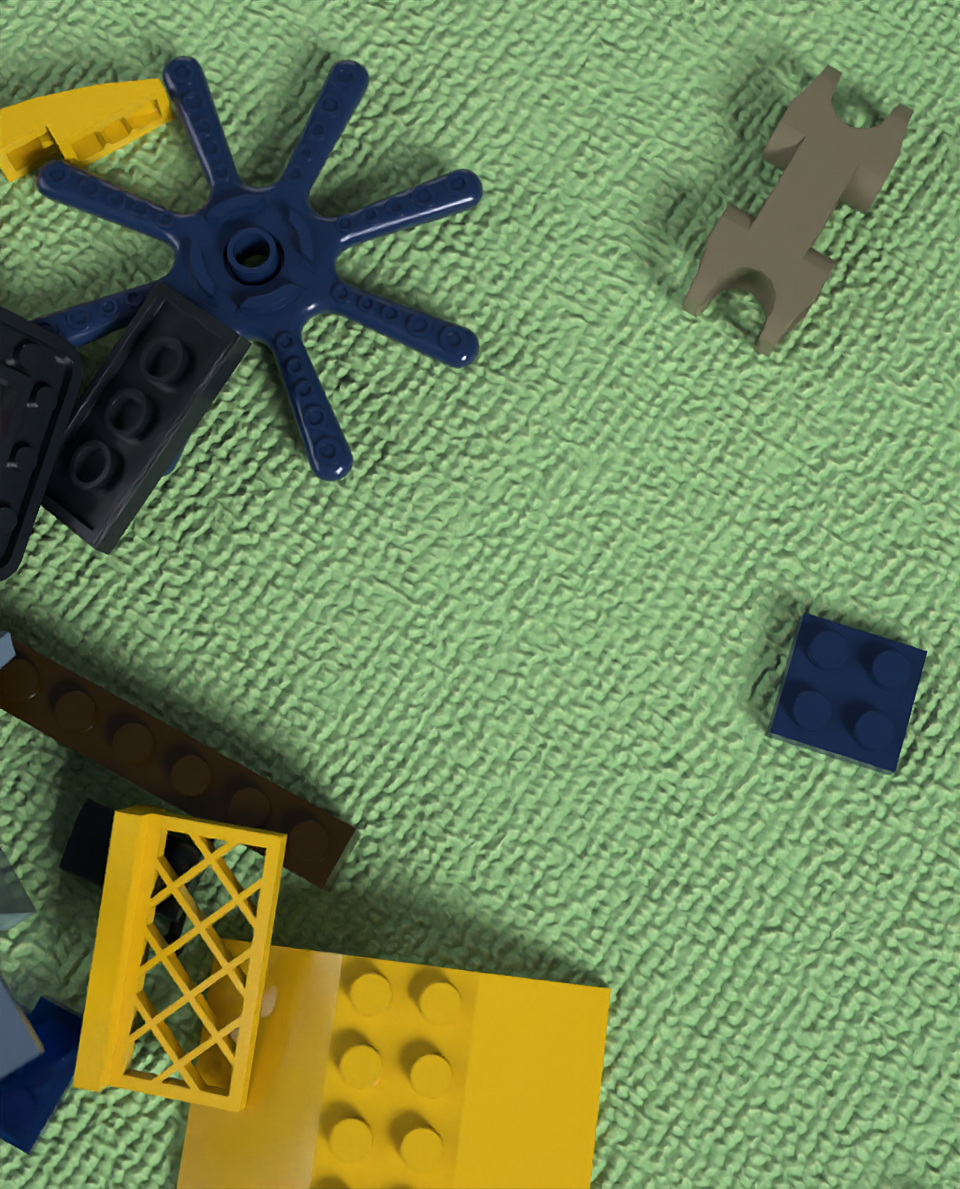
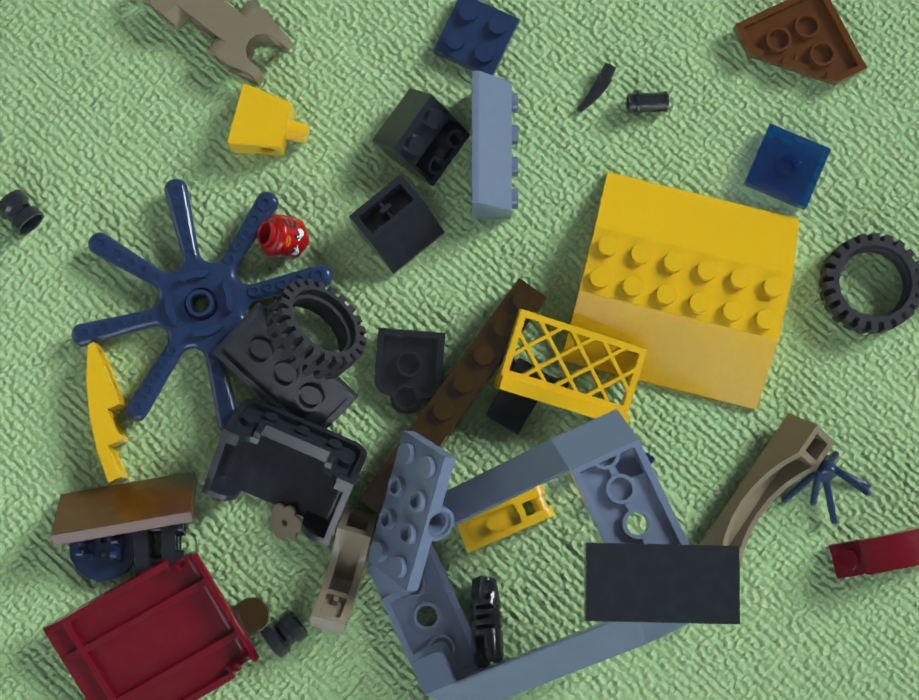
camera: 80 degrees left, 5 degrees up
(159, 413) = (298, 346): none -> black tyre
(178, 644) = (409, 366): none -> black plate
(394, 381) = (283, 237): none -> red head
(443, 582) = (396, 224): none -> black slope
(606, 322) = (264, 124): none -> yellow torso
(622, 744) = (492, 147): none -> sand blue slope
(625, 611) = (421, 136): none -> black slope
(766, 1056) = (647, 102): none -> black pin
(785, 952) = (600, 85): none -> black helmet

